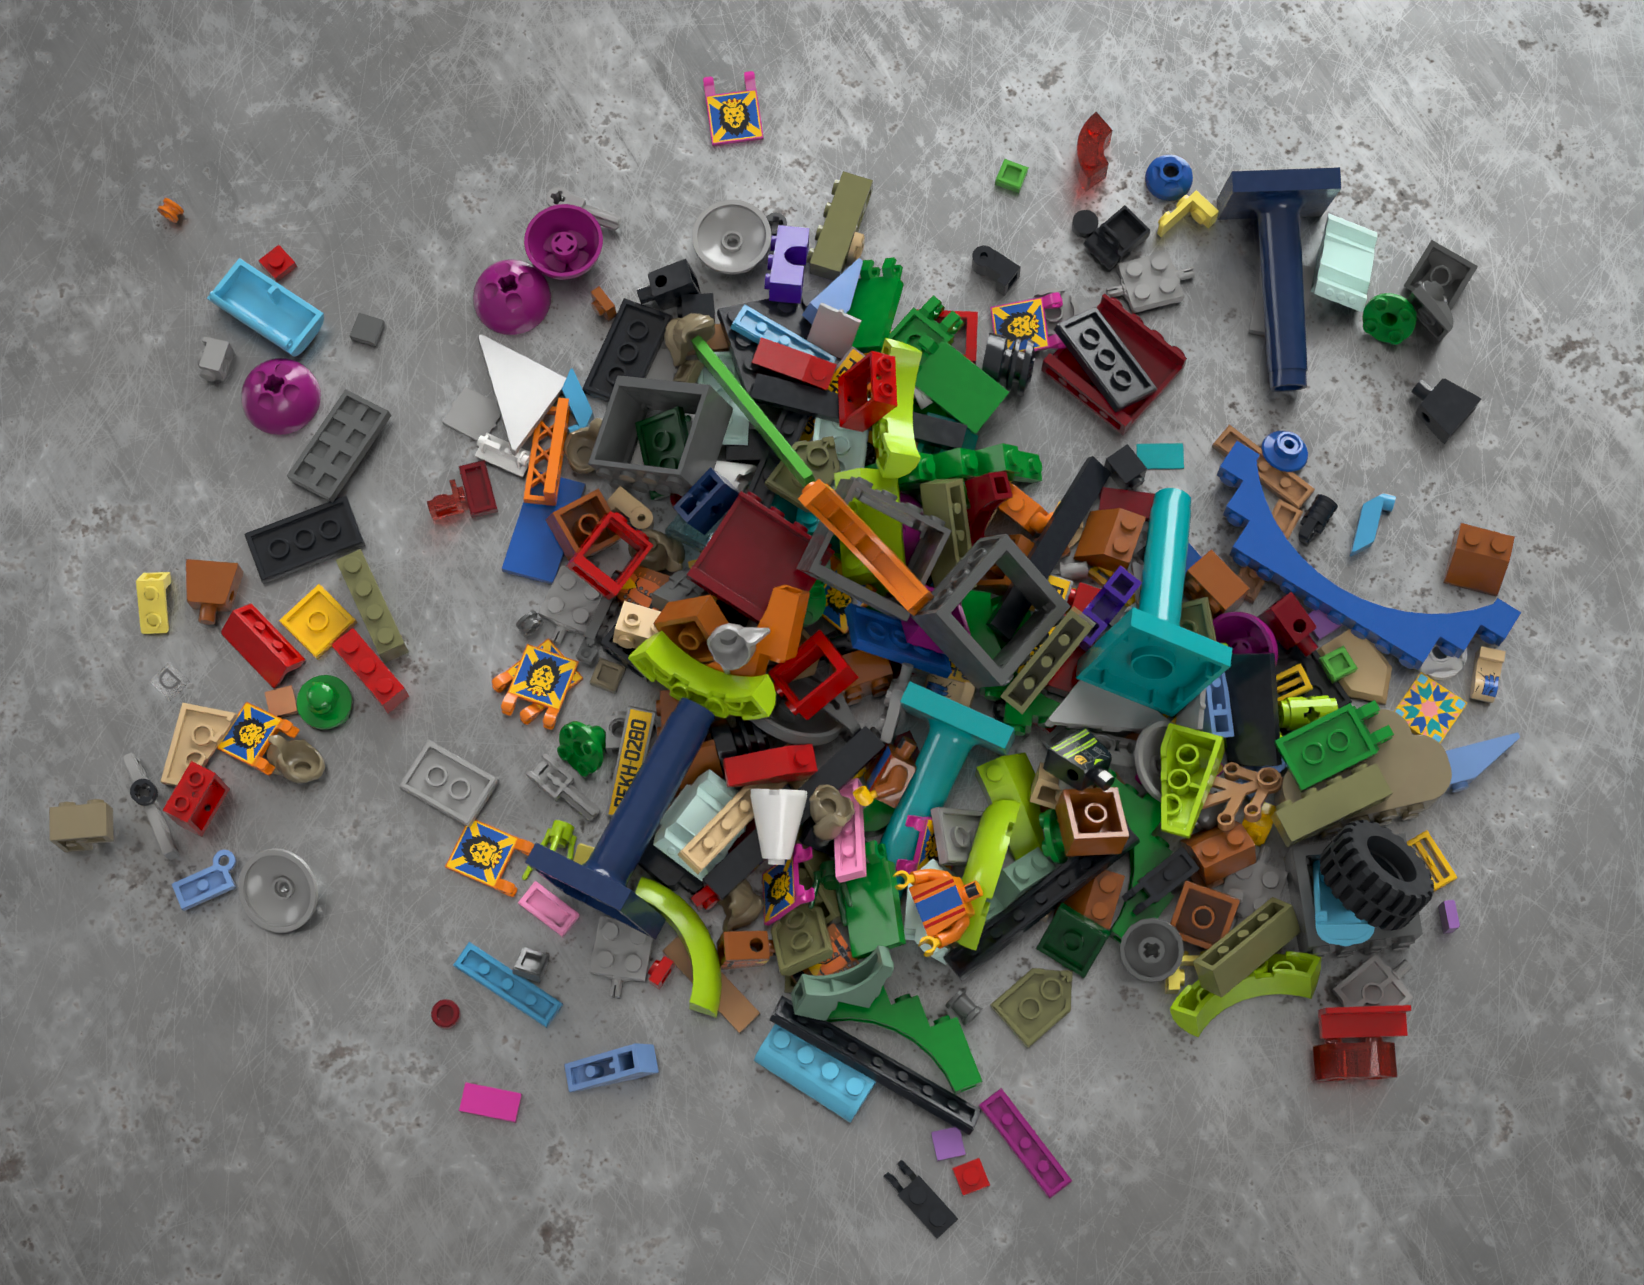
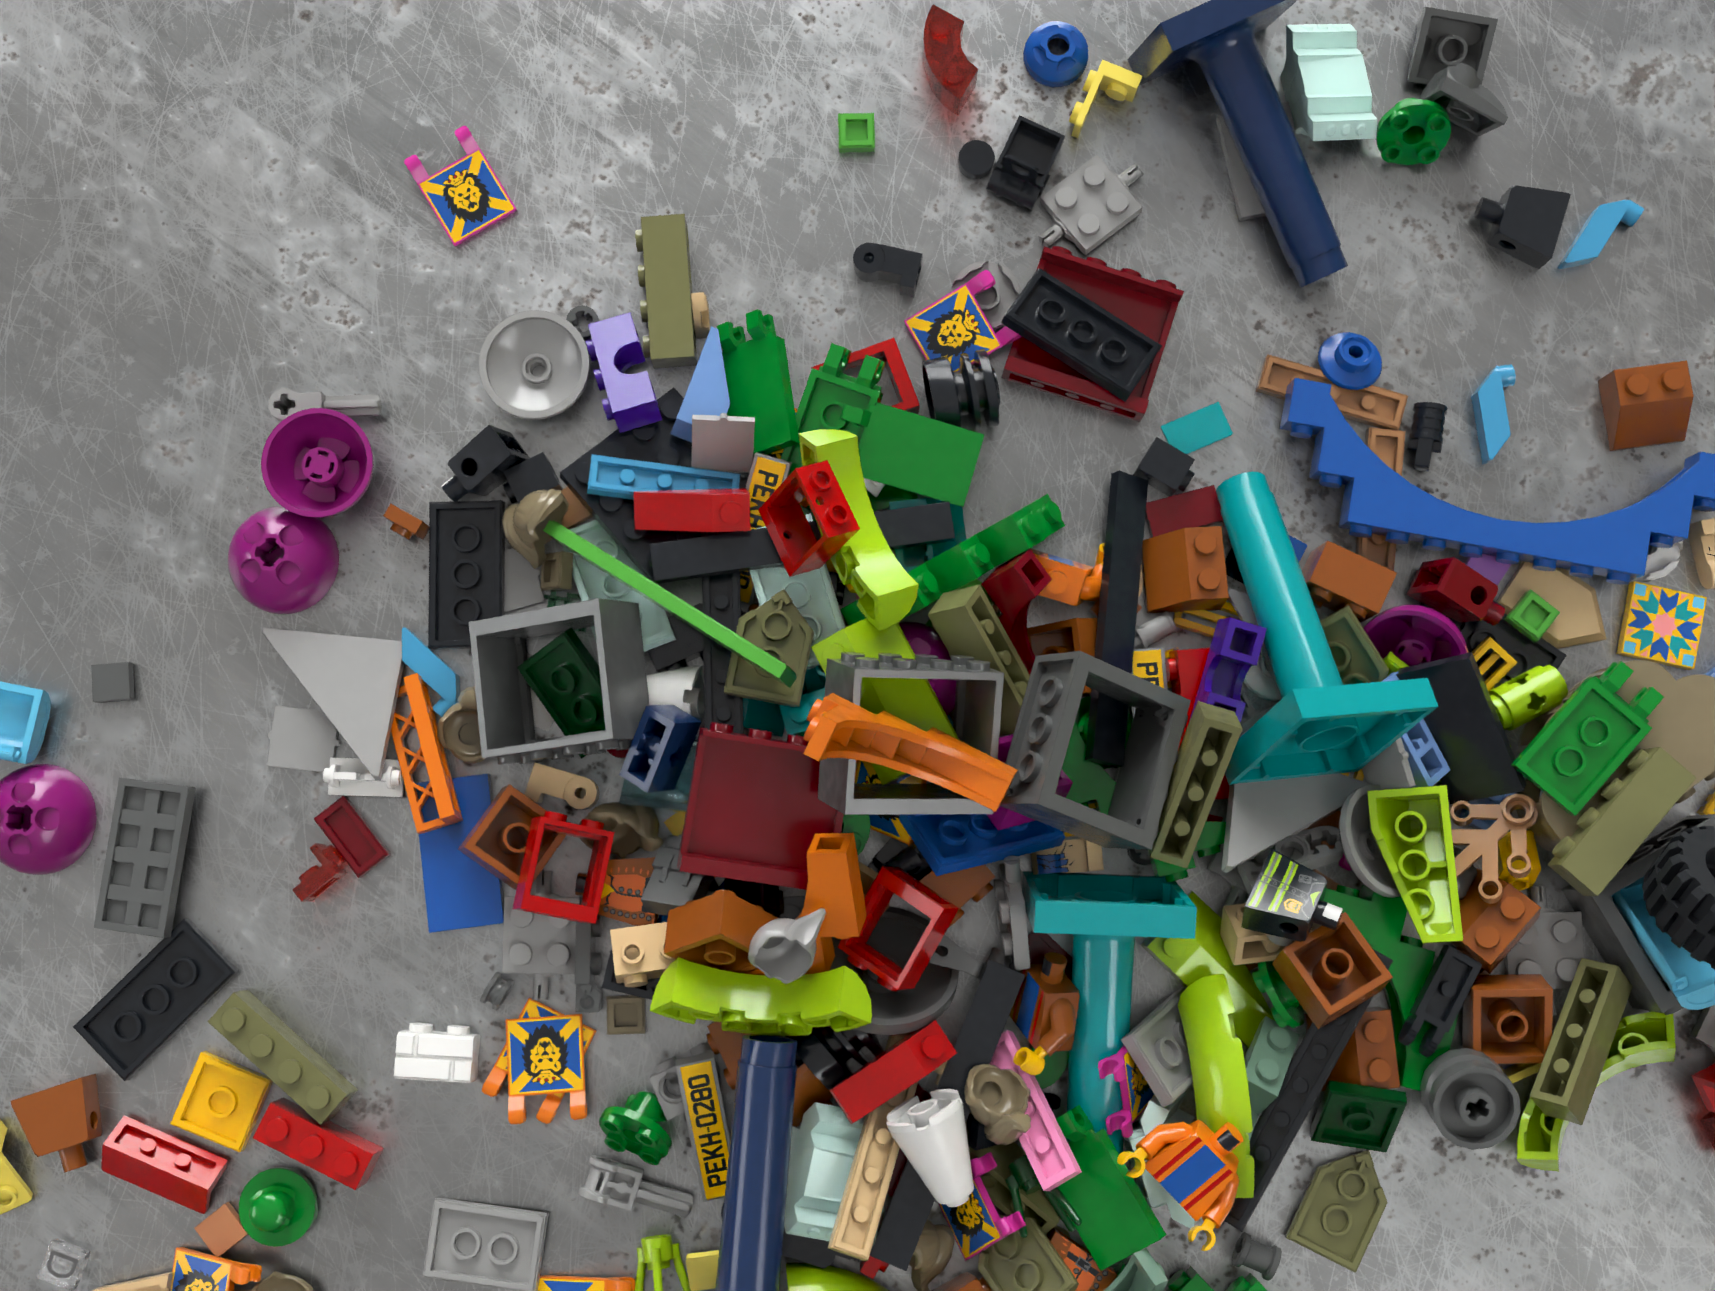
camera: 25 degrees left, 10 degrees up
(472, 647) = (436, 1054): none -> white brick
(1494, 434) = (1598, 230): none -> dark azure piece

